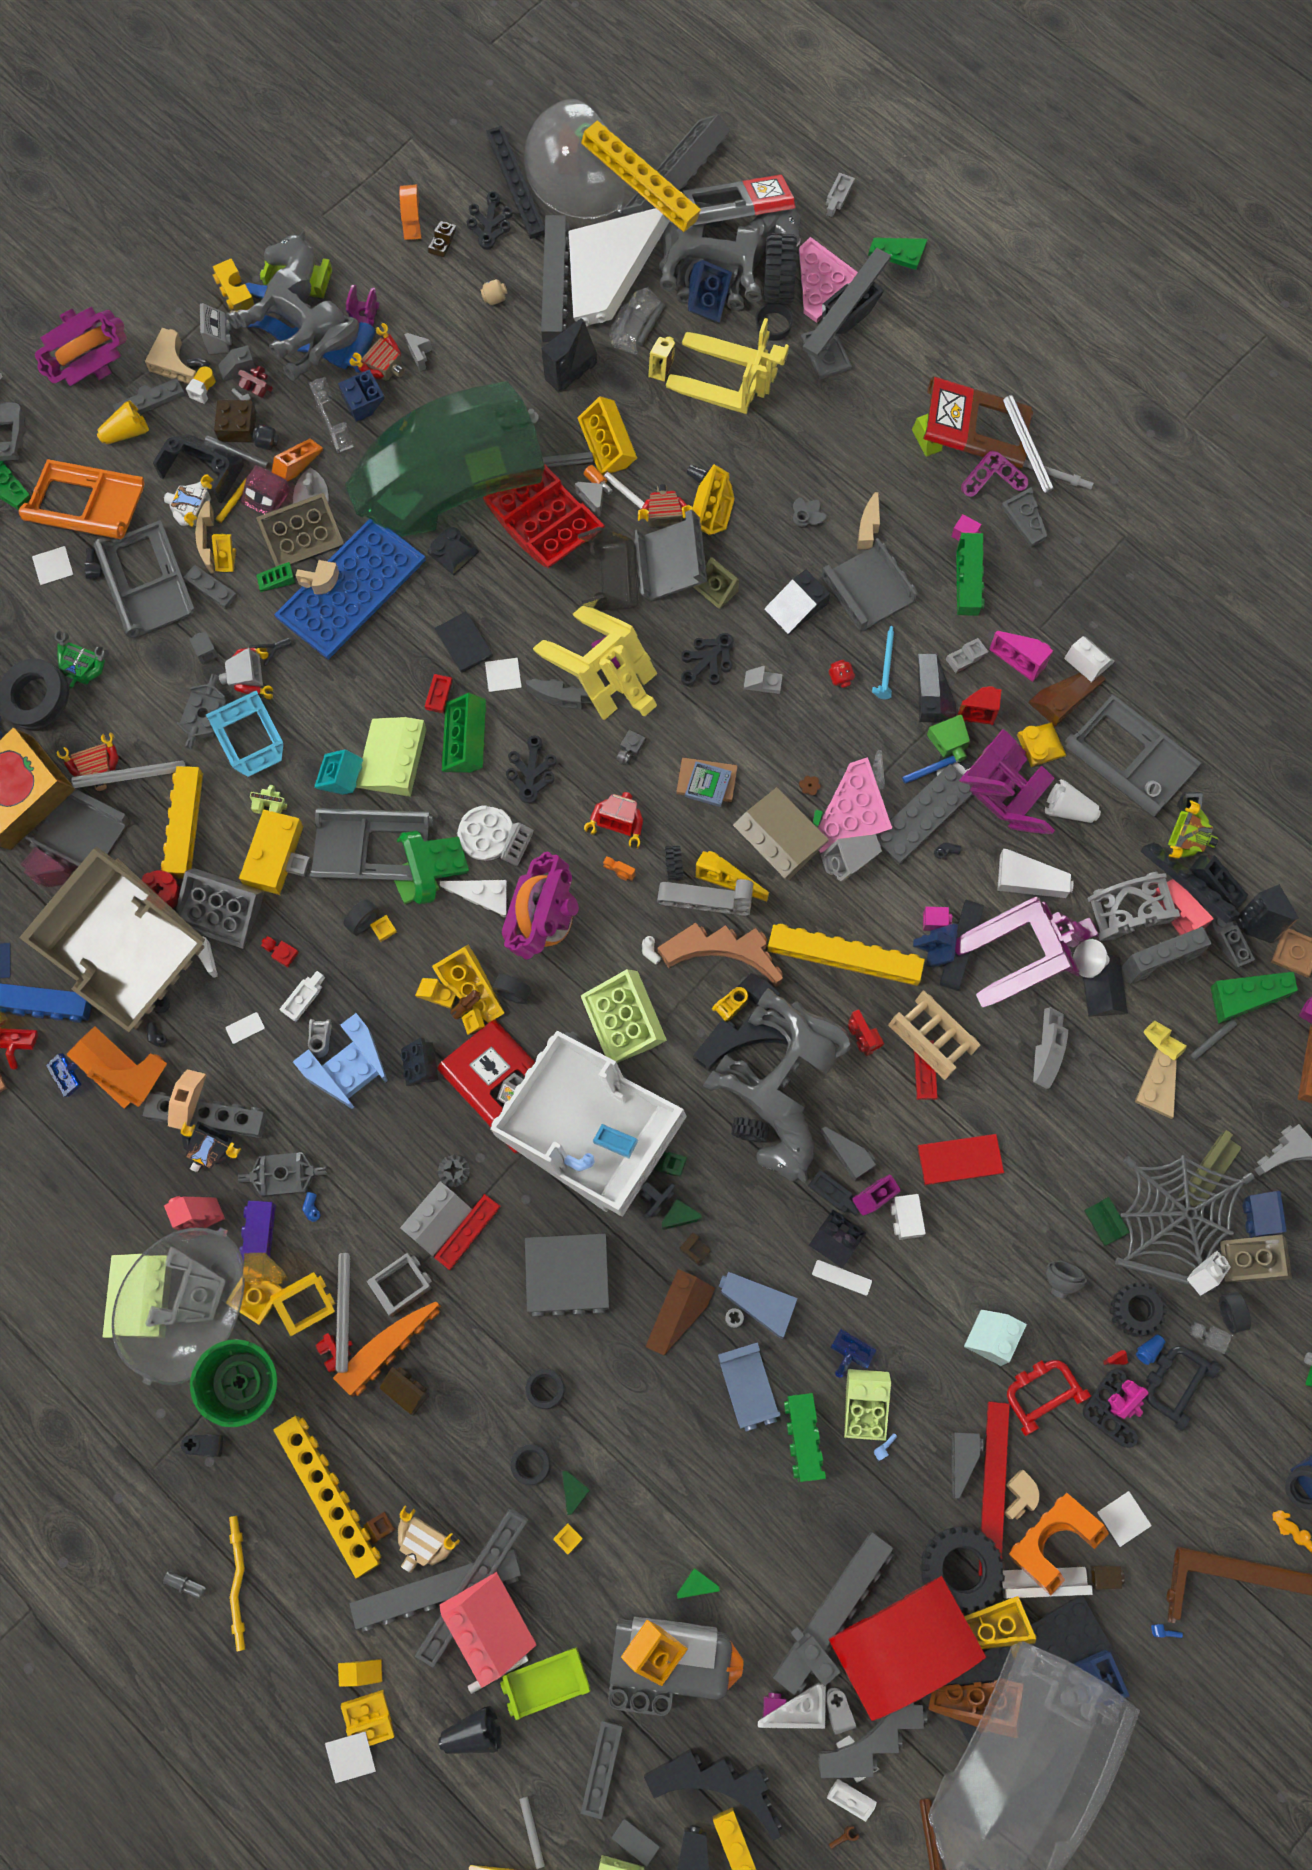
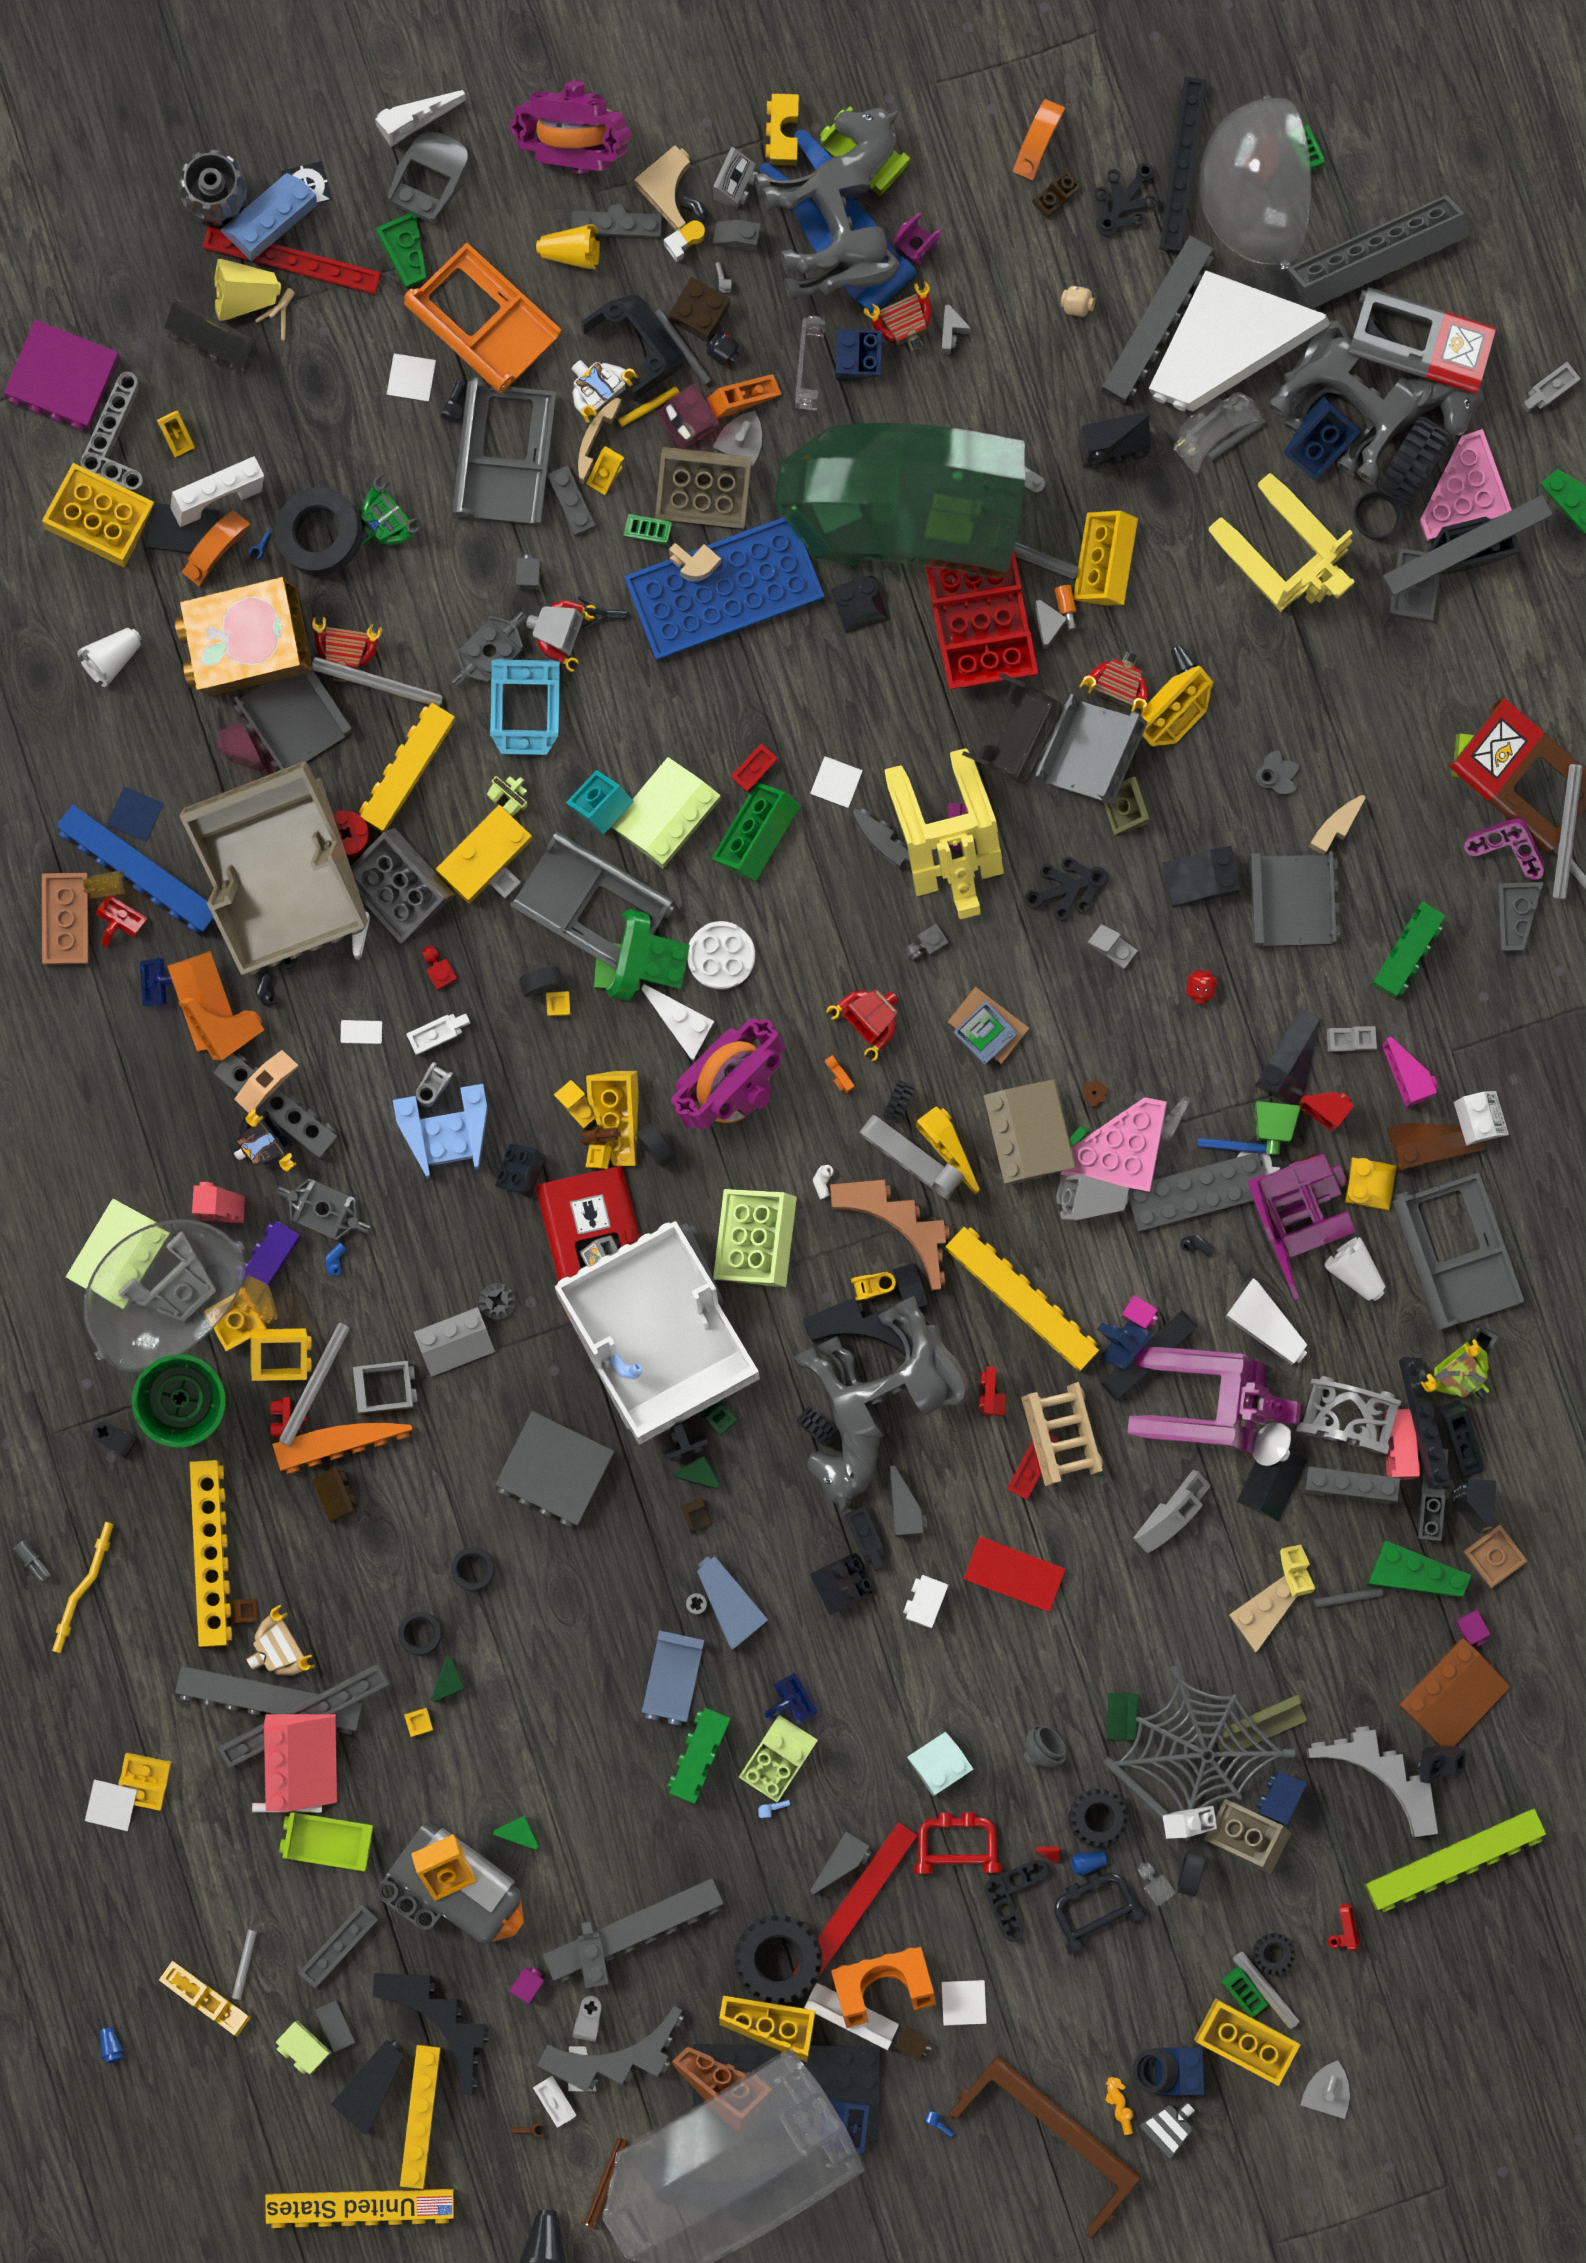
camera: 20 degrees right, 10 degrees up
(260, 386) = (751, 278): dark red hips -> none
(360, 1672) = (157, 1734): yellow slope -> none
(463, 642) = (813, 720): black tile -> none
(467, 1232) = (478, 1371): red tile -> none
(473, 1734) = (235, 1848): black cone -> none
(525, 838) = (755, 989): light grey slope -> none
(531, 772) = (805, 914): black plant -> none
(615, 1141) = (672, 1366): dark azure tile -> none
(624, 490) = (1088, 629): white bar -> none
(640, 176) = (1303, 260): yellow brick -> none
(663, 349) = (1222, 493): light yellow torso -> none
(682, 1306) = (651, 1563): reddish brown wedge -> none
(801, 1712) = (553, 1999): white wing -> none
(842, 1277) = (826, 1624): white sticker -> none
(876, 1195) = (905, 1562): magenta brick -> none
(884, 691) = (1235, 1031): medium azure piece -> none
(907, 1649) = (682, 1998): red slope -> none
(965, 525) = (1439, 894): dark pink brick -> none
(1026, 1492) = (883, 1925): tan brick -> none
(1130, 1402) = (1034, 1900): dark pink hips -> none
(1155, 790) = (1457, 1303): light grey hinge -> none

